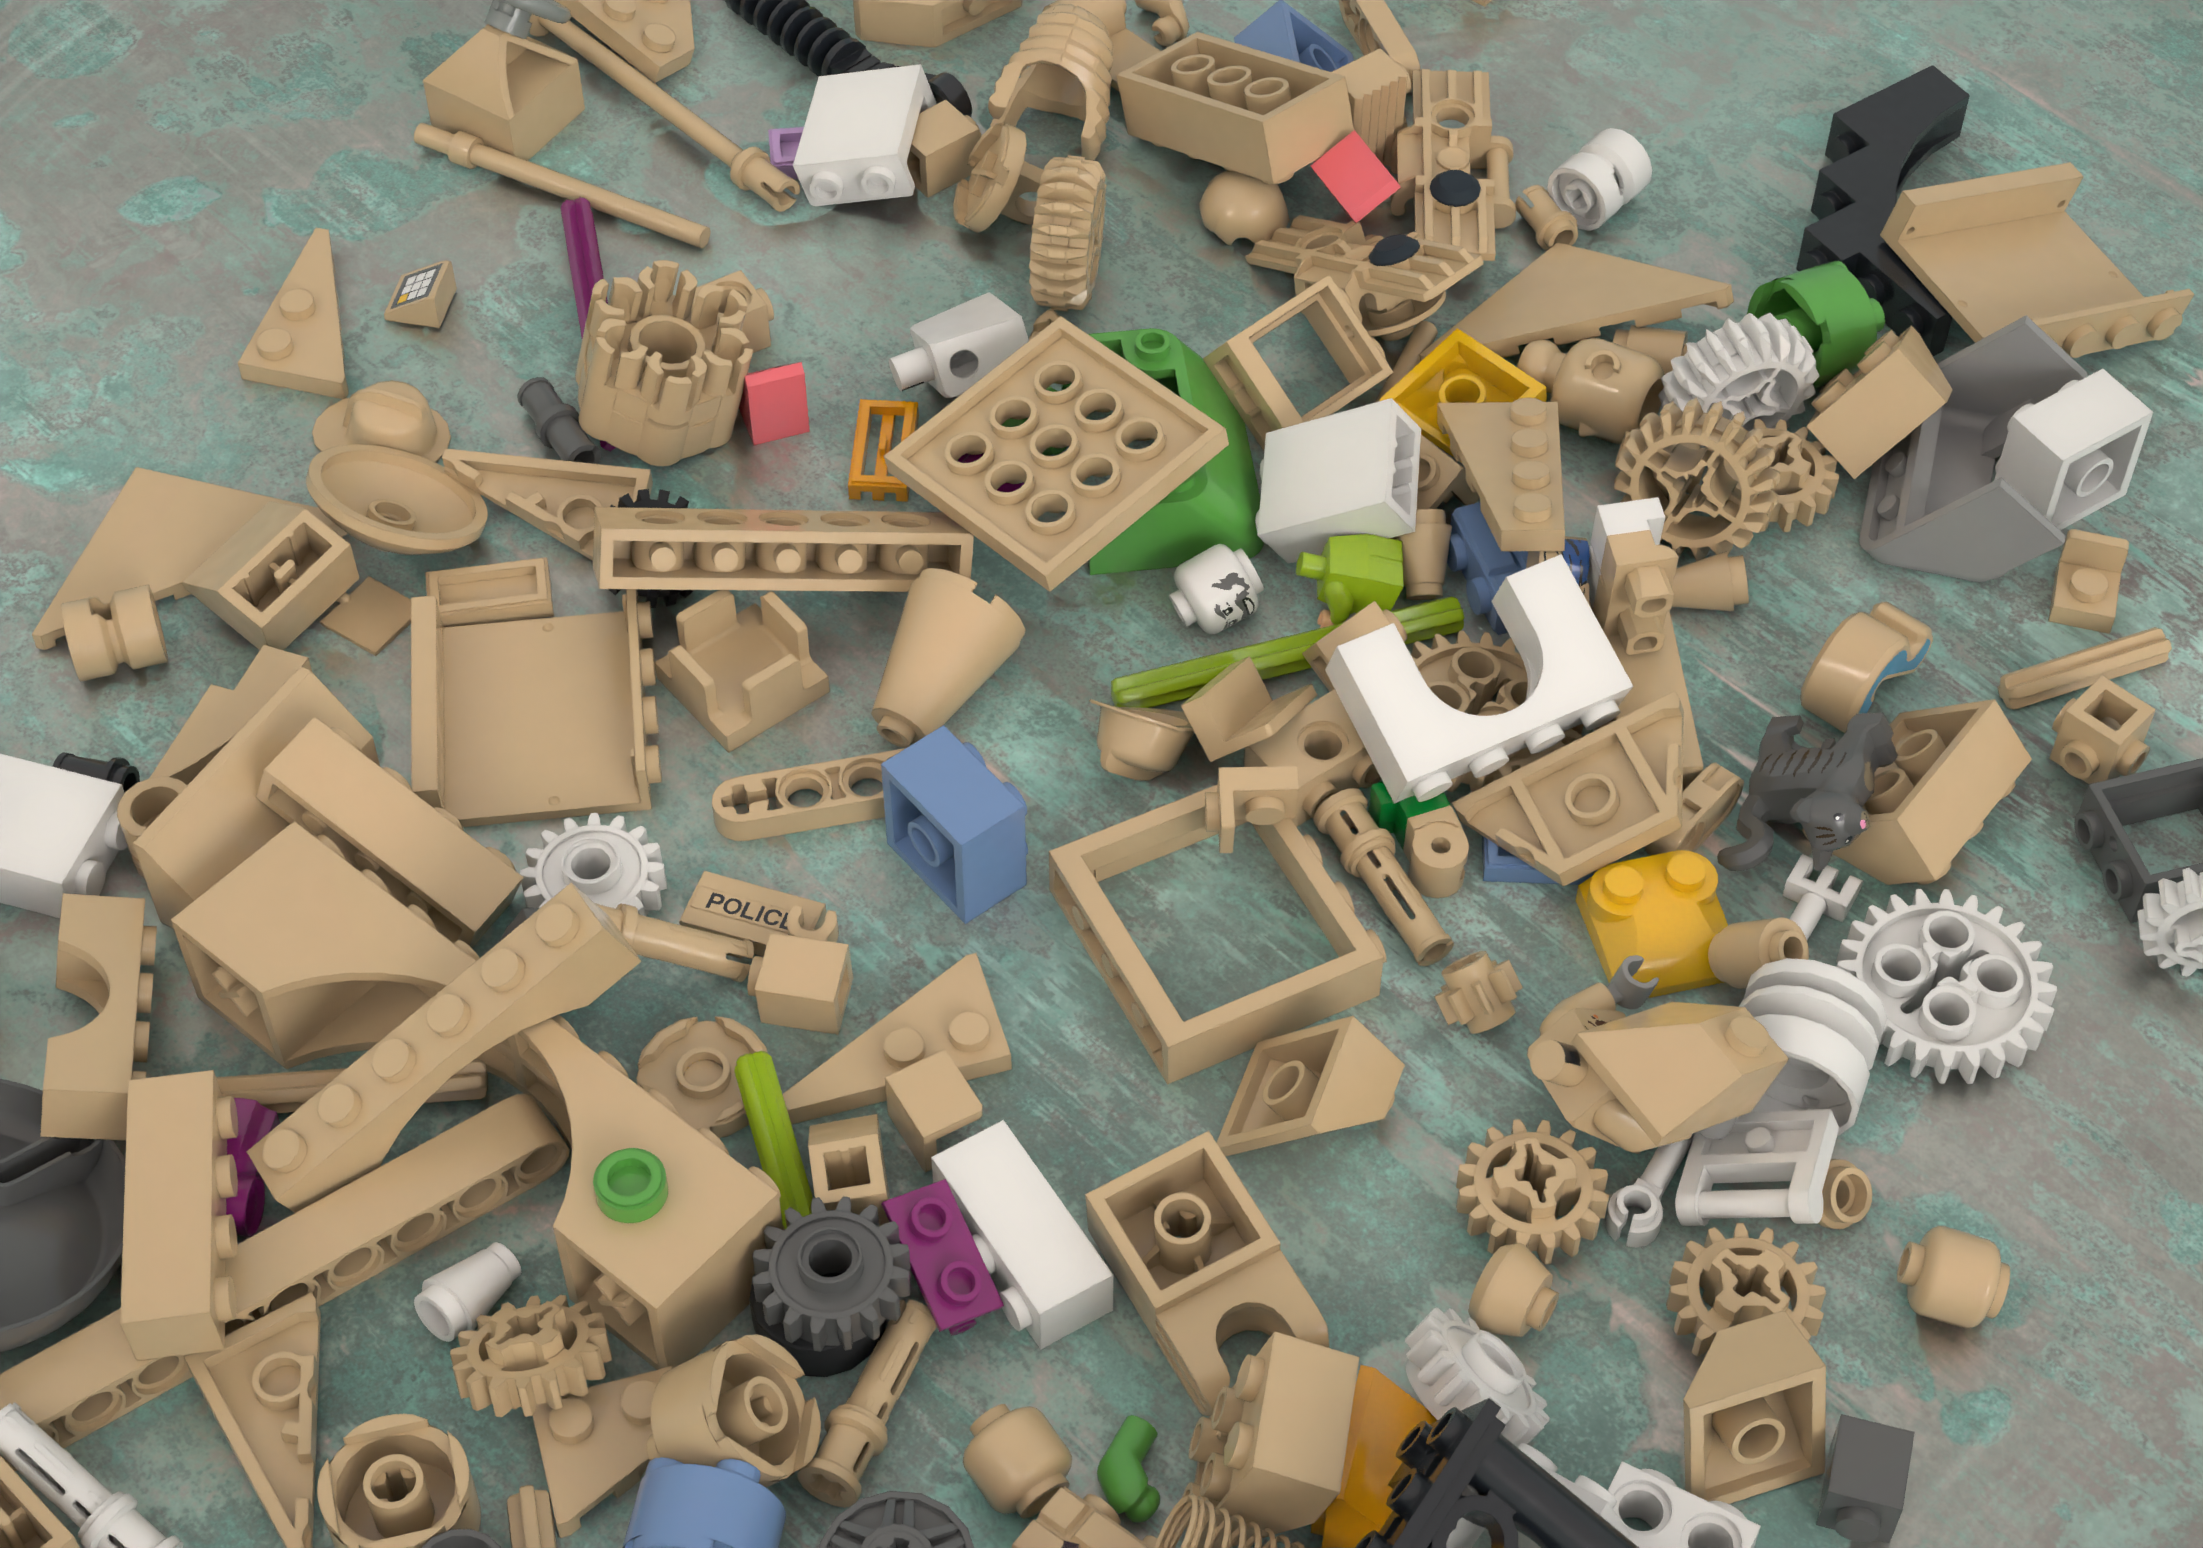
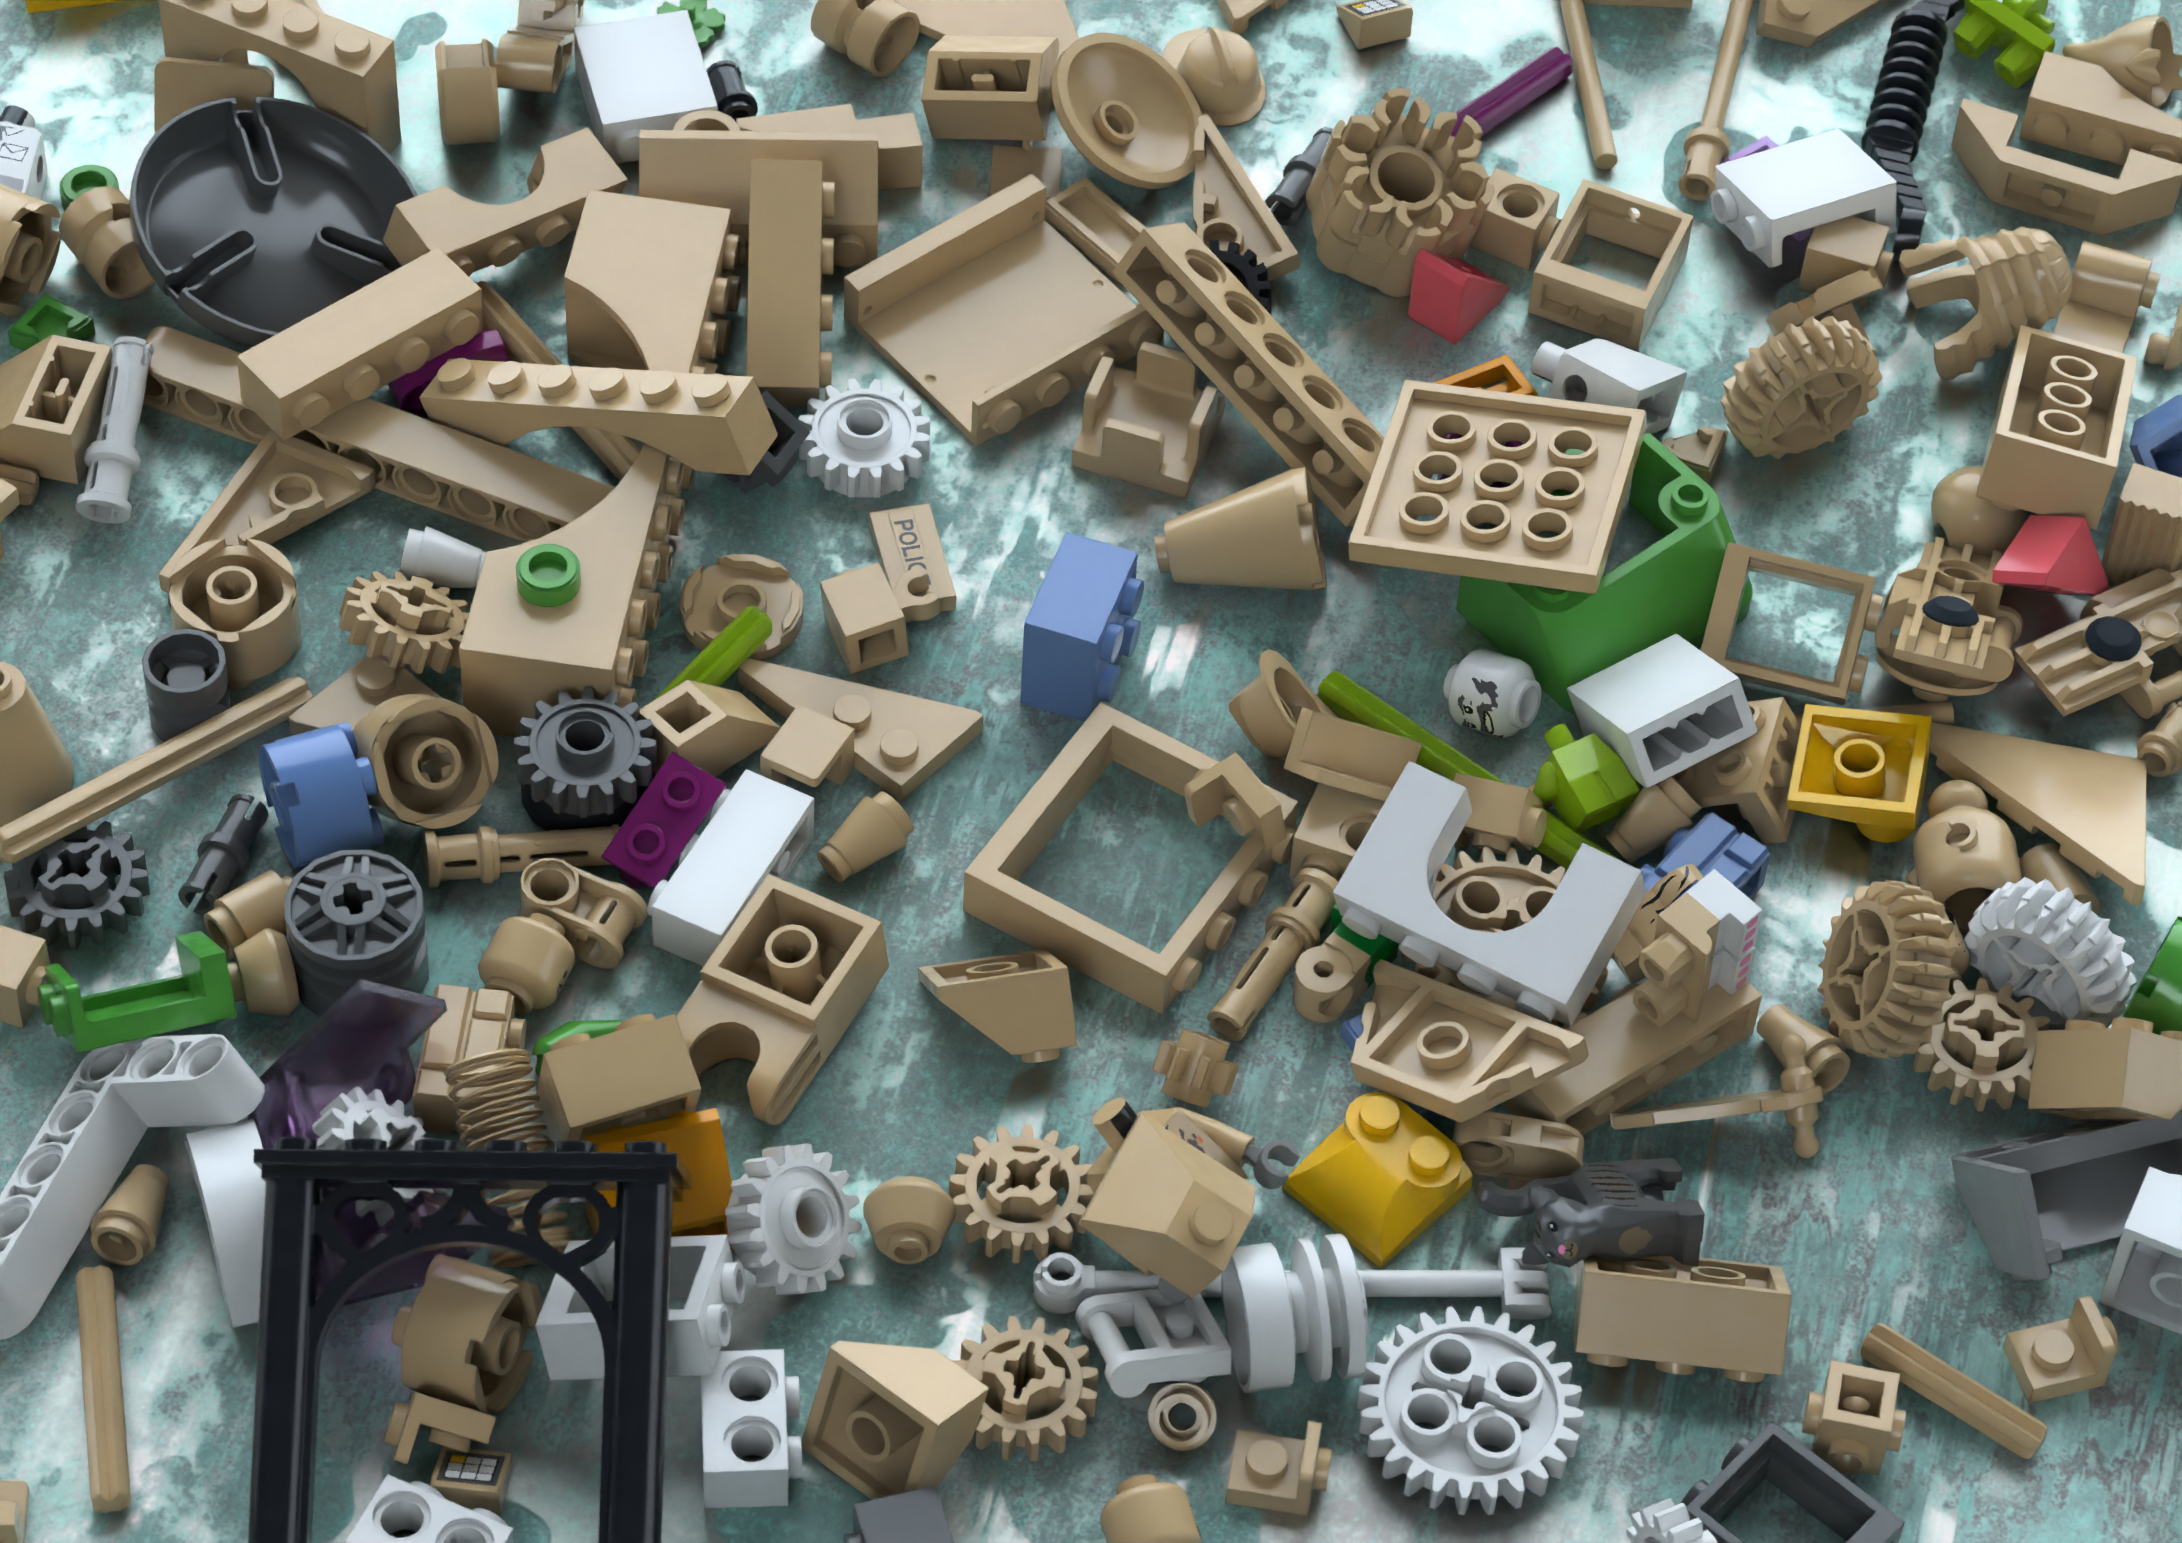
camera: 55 degrees right, 0 degrees up
(681, 944) = (818, 491): tan pin -> none
(830, 779) = (1050, 508): tan beam -> none
(843, 322) = (1596, 302): none -> tan window
(981, 1376) = (583, 908): none -> tan piece
(1051, 1110) = (866, 836): none -> tan cone
(1513, 467) = (1767, 818): tan wing -> none
(1738, 656) = (1797, 1098): none -> tan piece
(1750, 944) = (1384, 1224): tan brick -> none
(1859, 658) = (1804, 1194): tan animal -> none
(1927, 1151) = (1277, 1470): none -> tan bracket

